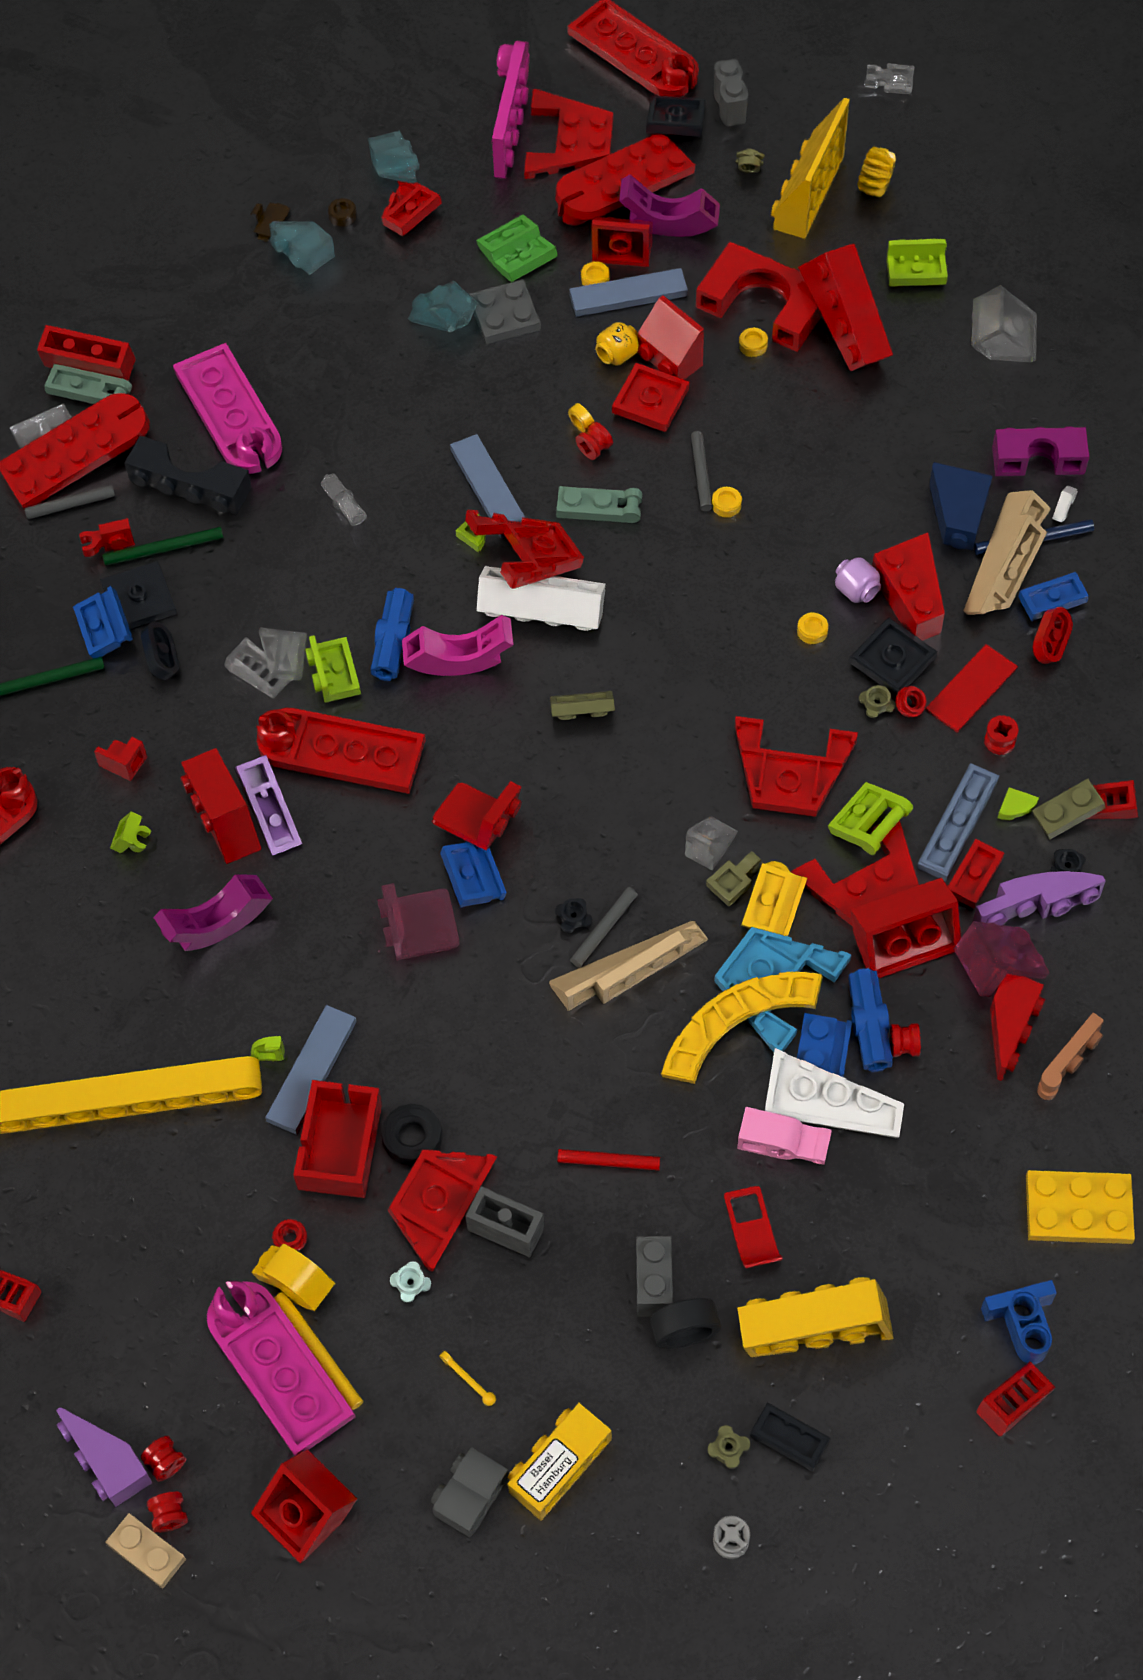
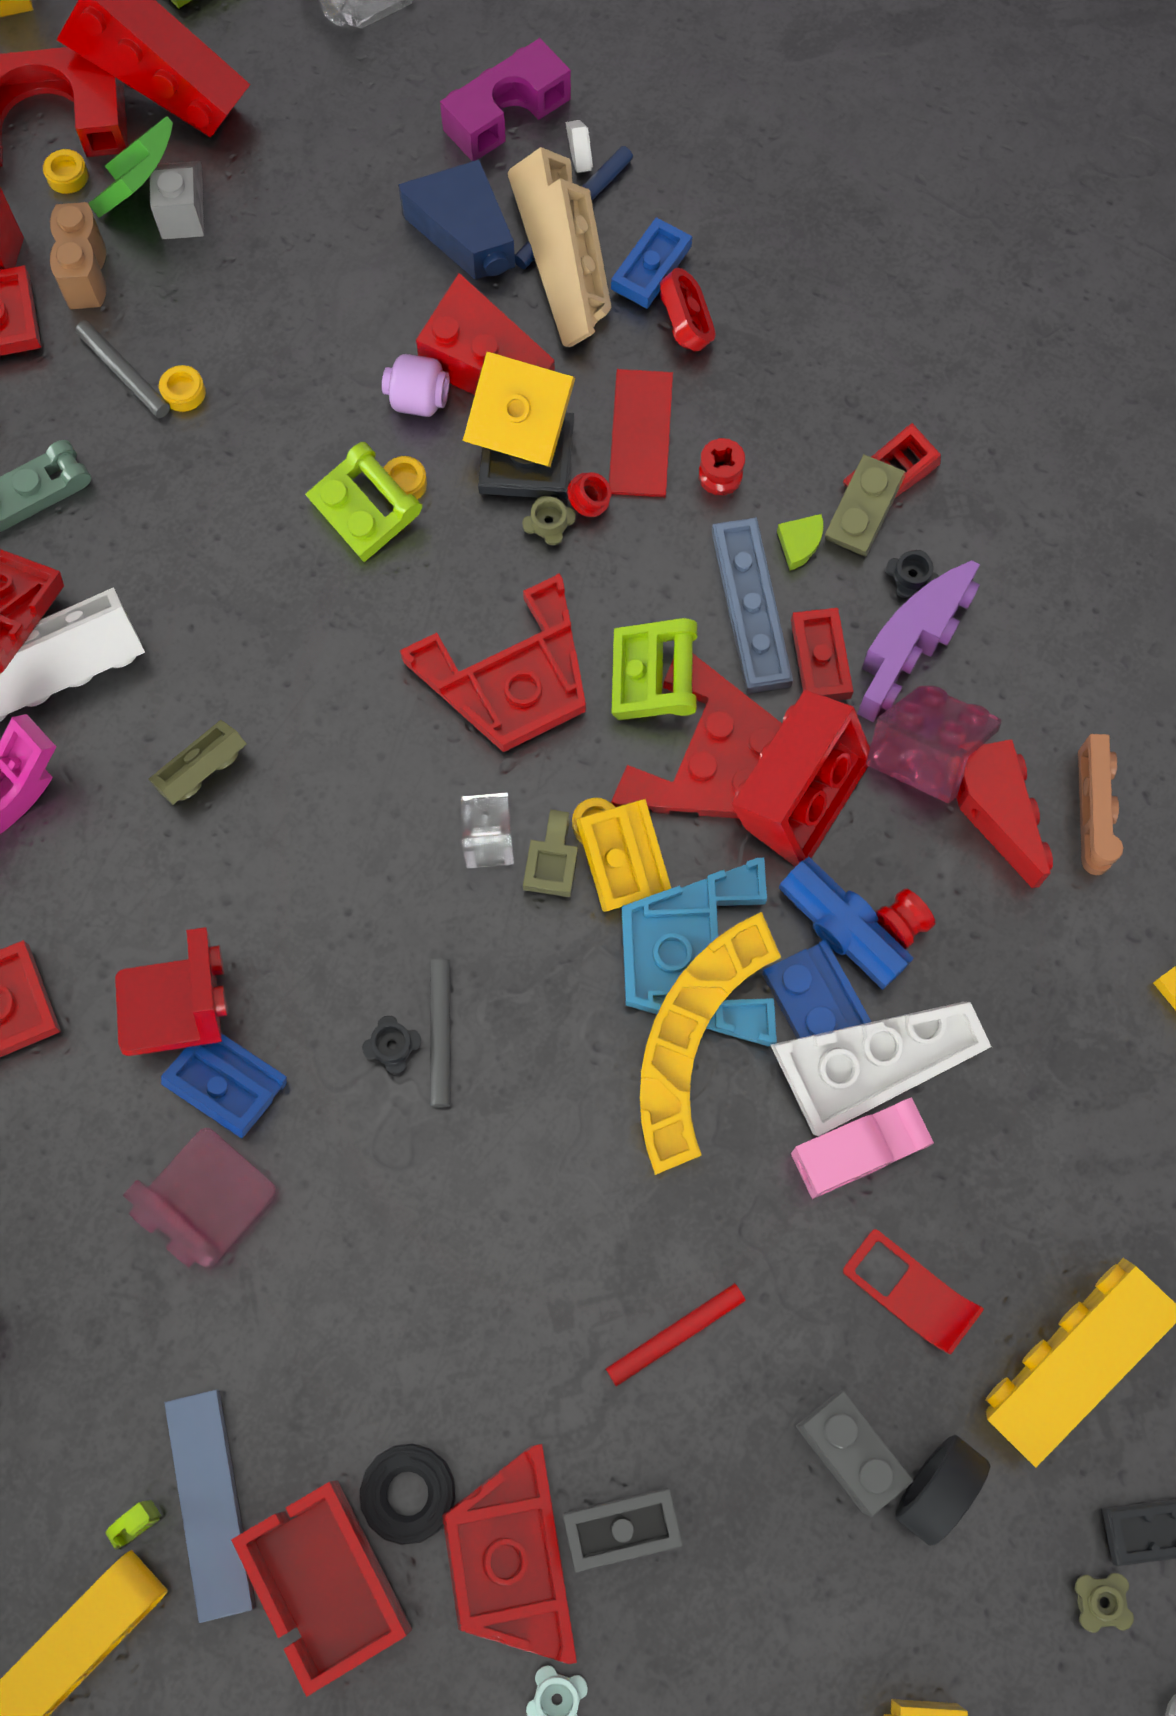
camera: 40 degrees left, 10 degrees up
(627, 967) = (505, 1064): tan wedge -> none
(722, 394) = (78, 255): none -> medium nougat brick
(769, 626) = (352, 511): none -> lime plate
(789, 362) = (133, 167): none -> bright green slope
(804, 394) = (178, 199): none -> light grey slope
(902, 627) = (518, 409): none -> yellow plate

